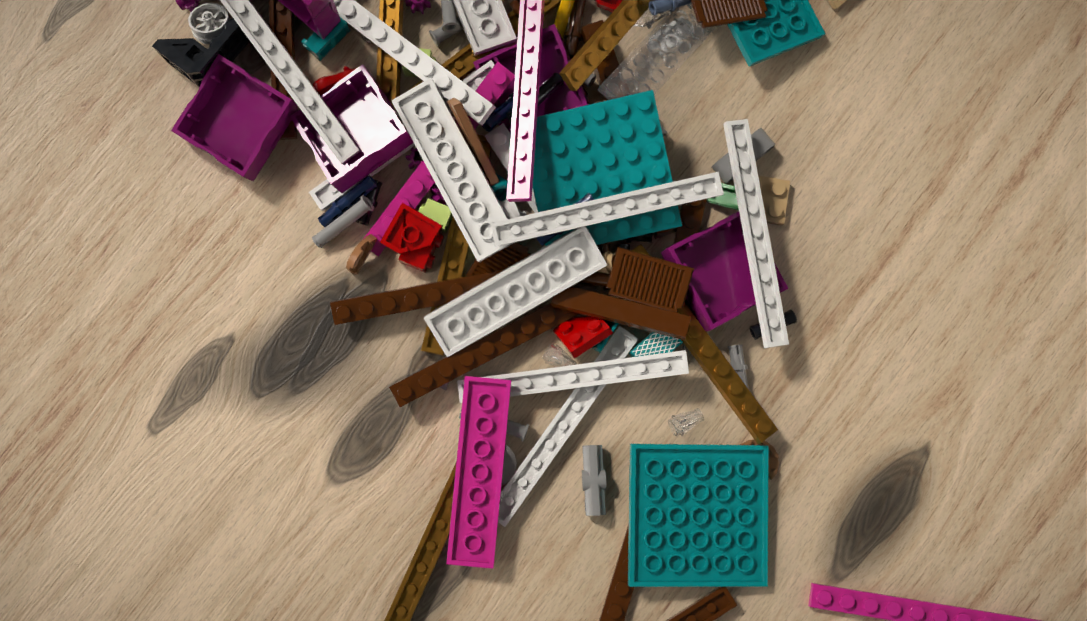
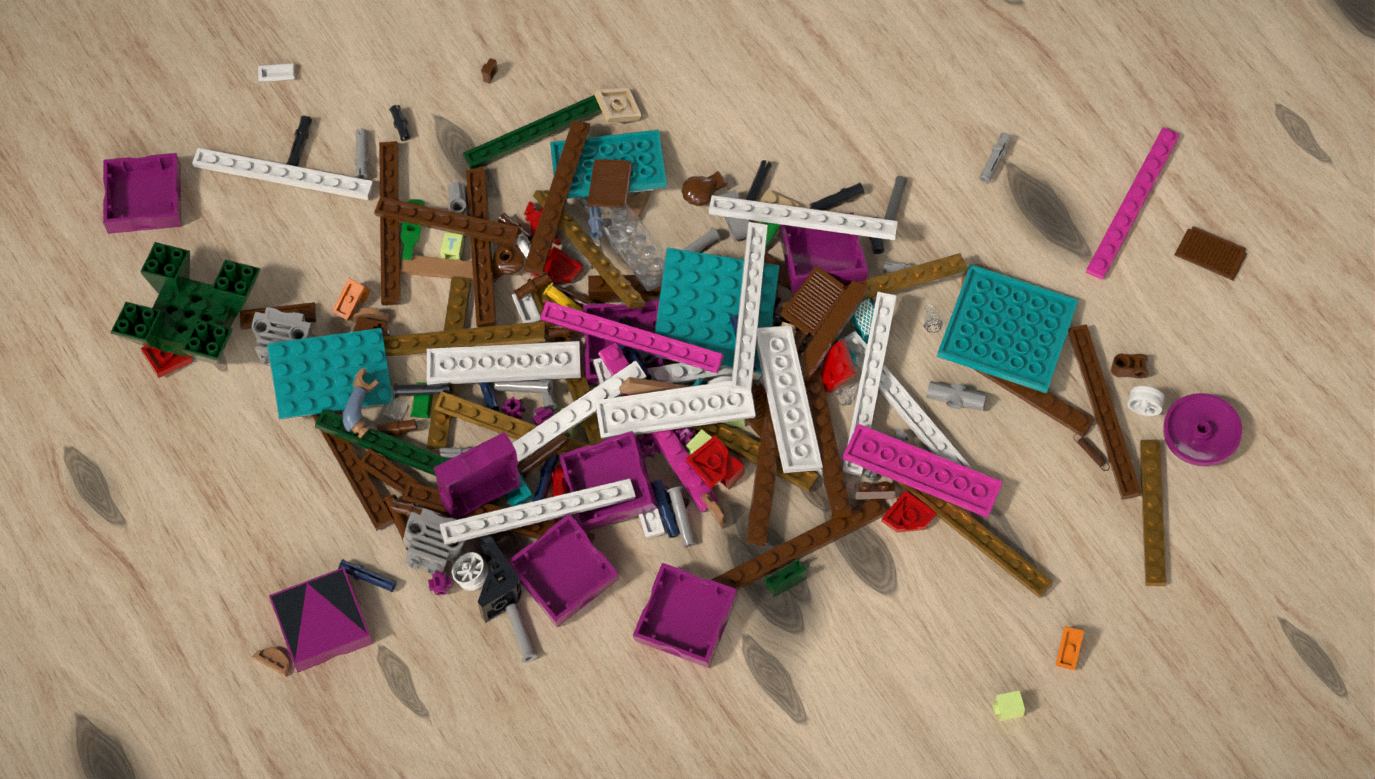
camera: 65 degrees left, 20 degrees down
(160, 100) = (521, 633): none -> light grey pin
(224, 265) = (685, 615): none -> magenta tile
(309, 358) = (786, 578): none -> dark green hinge
(337, 63) = (545, 478): none -> dark blue pin
(348, 358) = (802, 545): none -> reddish brown plate
(368, 49) = (543, 454): none -> reddish brown pin
(416, 34) = (542, 415): none -> magenta gear
(427, 470) = (908, 514): none -> red plate
(443, 423) = (880, 490): none -> reddish brown plate
(686, 125) = (703, 241): none -> light grey pin
(719, 43) = (638, 202): none -> medium nougat tile
(761, 105) = (699, 189): none -> reddish brown animal
(791, 168) = (758, 181): none -> black pin
(807, 264) = (843, 195): none -> black pin
(825, 331) = (895, 198): none -> dark grey pin
(937, 432) = (998, 152): none -> light grey pin

